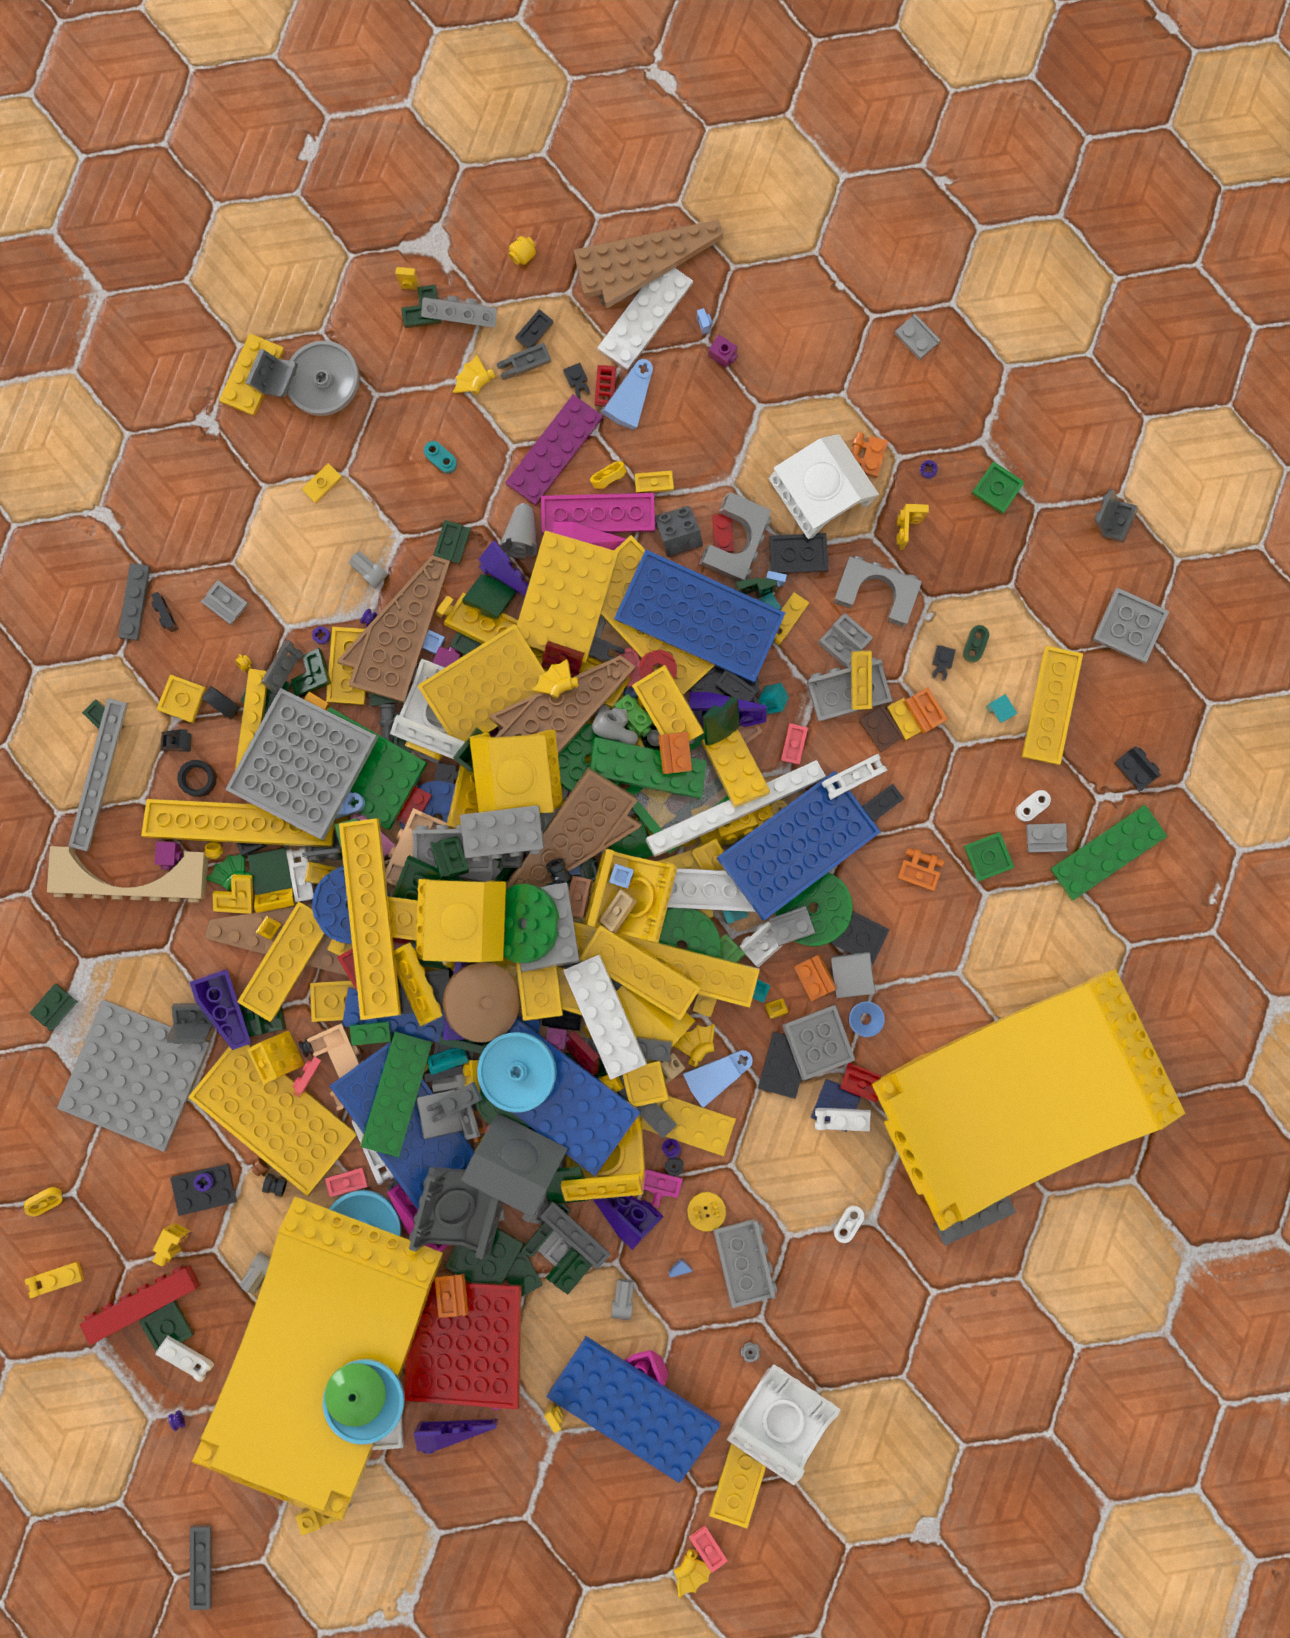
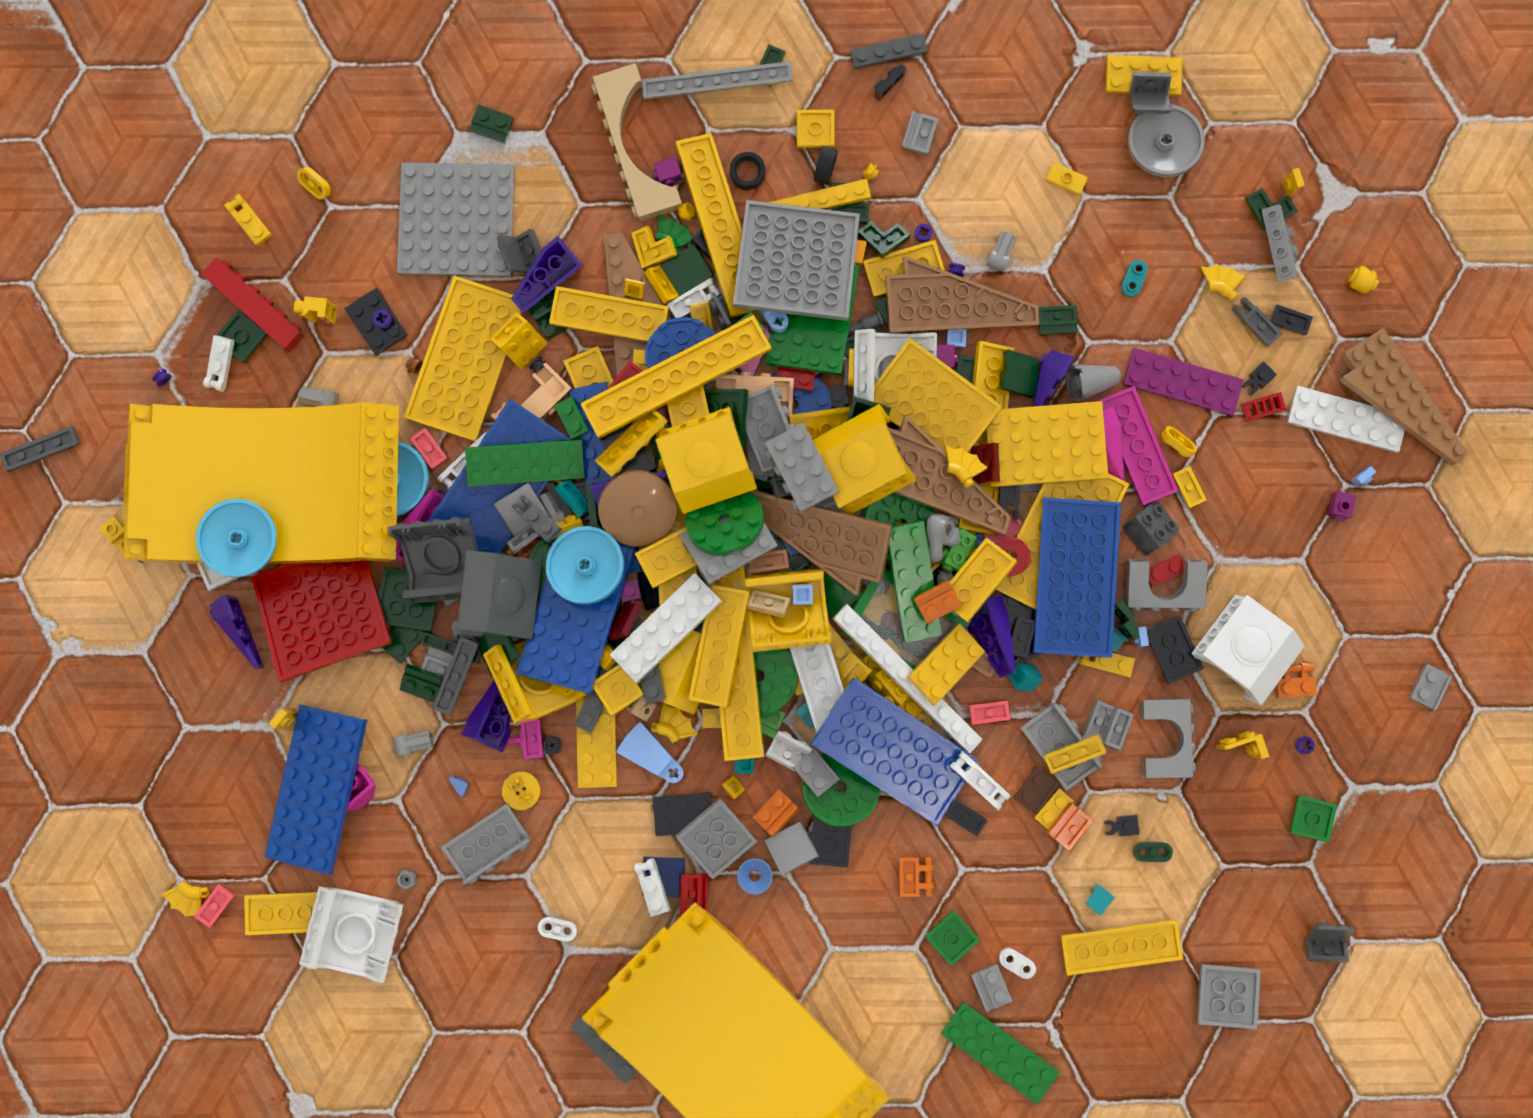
camera: 65 degrees right, 0 degrees up
(176, 740) = (775, 139): black slope -> none
(274, 1185) = (402, 384): black wheel -> none
(281, 667) = (879, 207): dark grey plate -> none
(309, 1069) = (518, 376): coral plate -> none
(369, 1392) = (250, 536): bright green dish -> none
(445, 607) = (993, 336): yellow plate -> none
(449, 857) = (759, 428): dark green plate -> none
(451, 1295) = (360, 582): orange plate -> none
(558, 871) = (785, 533): black wheel -> none
(629, 397) = (1259, 433): light blue piece -> none
(674, 1152) = (565, 740): dark purple bush -> none
(721, 721) = (983, 634): dark green slope -> none
(1137, 768) = (1092, 1052): black bracket -> none

